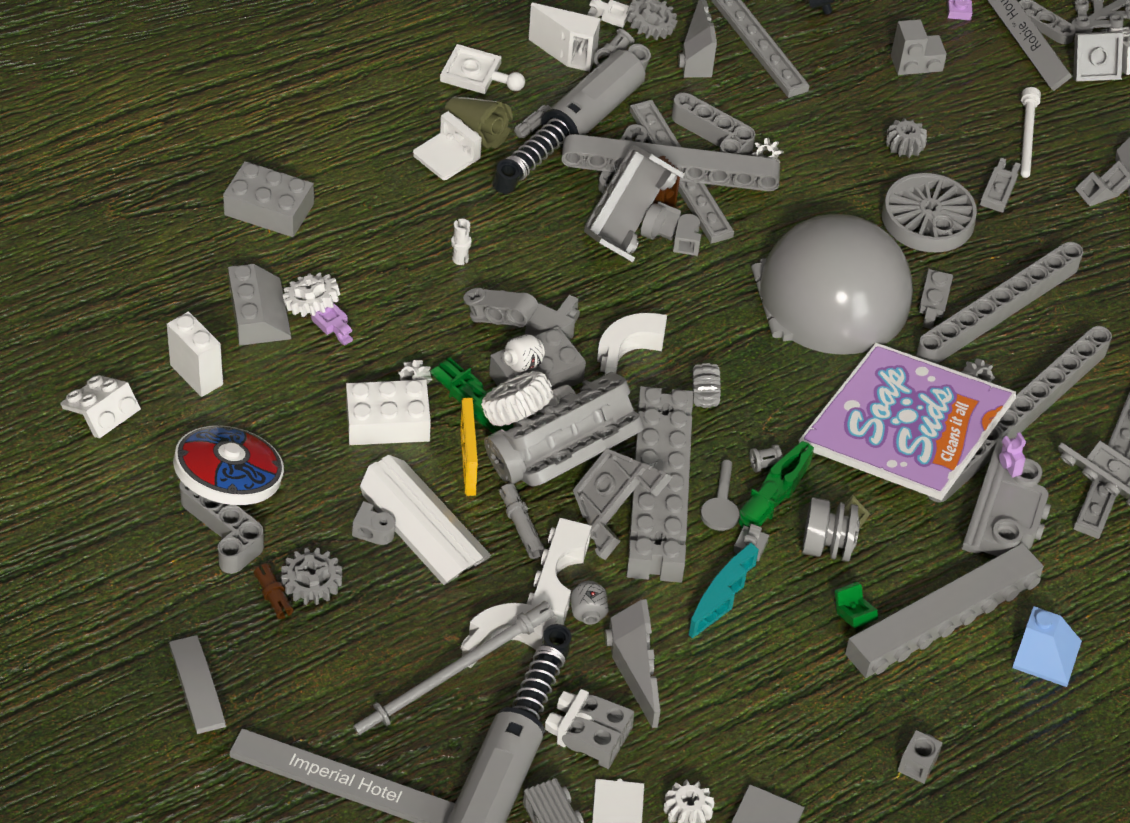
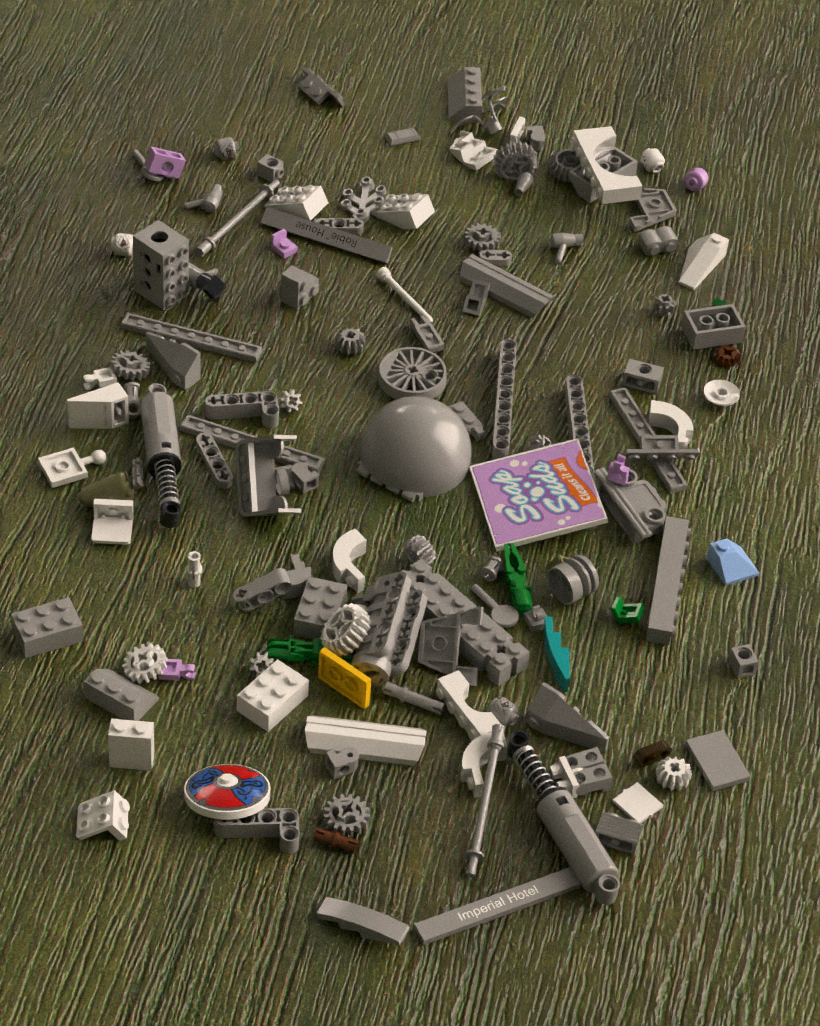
camera: 45 degrees left, 5 degrees down
(524, 353) = (319, 602): white head -> none
(693, 767) = (652, 753): none -> dark brown beam
(696, 164) = (223, 454): light grey beam -> none
(1098, 56) = (394, 226): tile -> none

